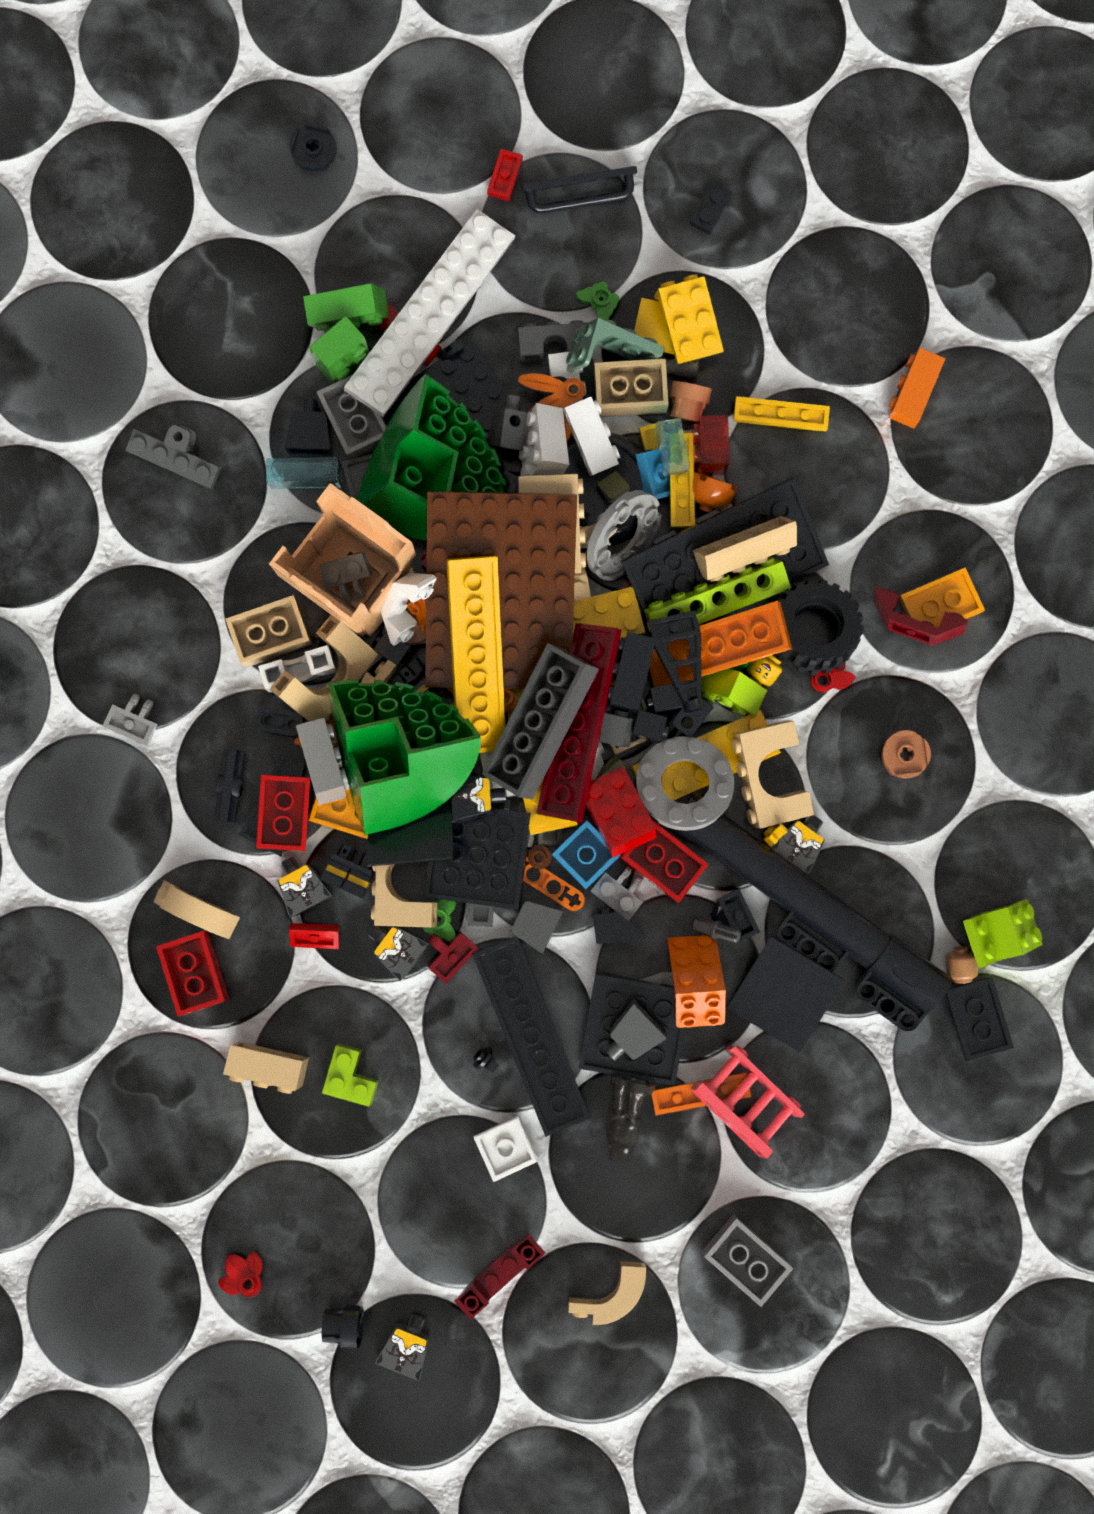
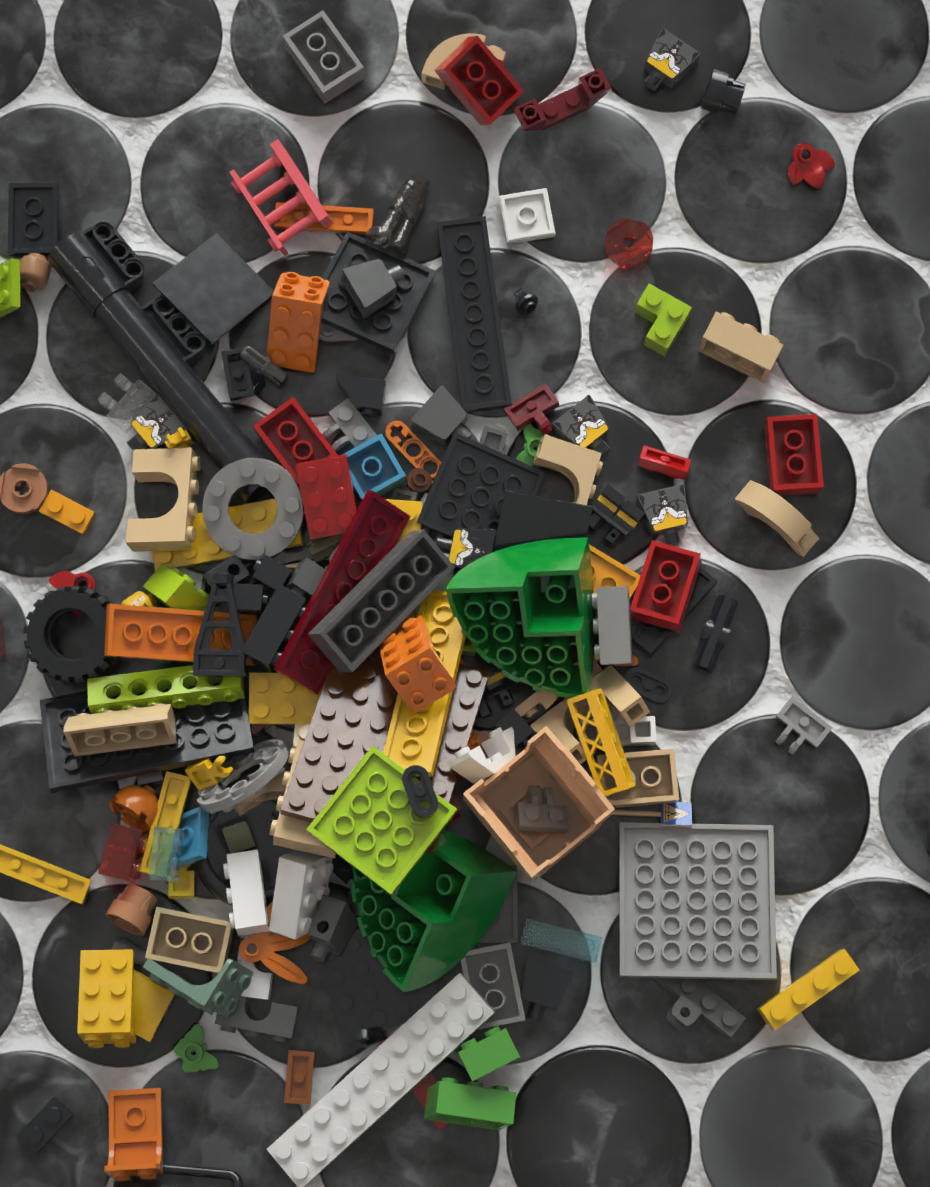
camera: 165 degrees left, 5 degrees down
(75, 487) = (807, 989): none -> yellow brick
(190, 537) = (697, 901): none -> light grey plate
(230, 607) = (671, 814): none -> piece
(298, 651) = (610, 741): none -> yellow fence
(386, 1148) = (625, 256): none -> clear red plate
(451, 534) = (421, 792): none -> black plate
(480, 504) = (374, 823): none -> lime plate
(494, 662) = (414, 665): none -> orange bracket
(503, 301) = (299, 1077): none -> dark orange plate
(586, 1273) = (479, 80): none -> red brick
(630, 213) = (135, 1134): none -> orange bracket
(656, 530) = (207, 773): none -> yellow plate
(829, 860) = (131, 403): none -> clear plate
(858, 744) = (67, 512): none -> light orange plate

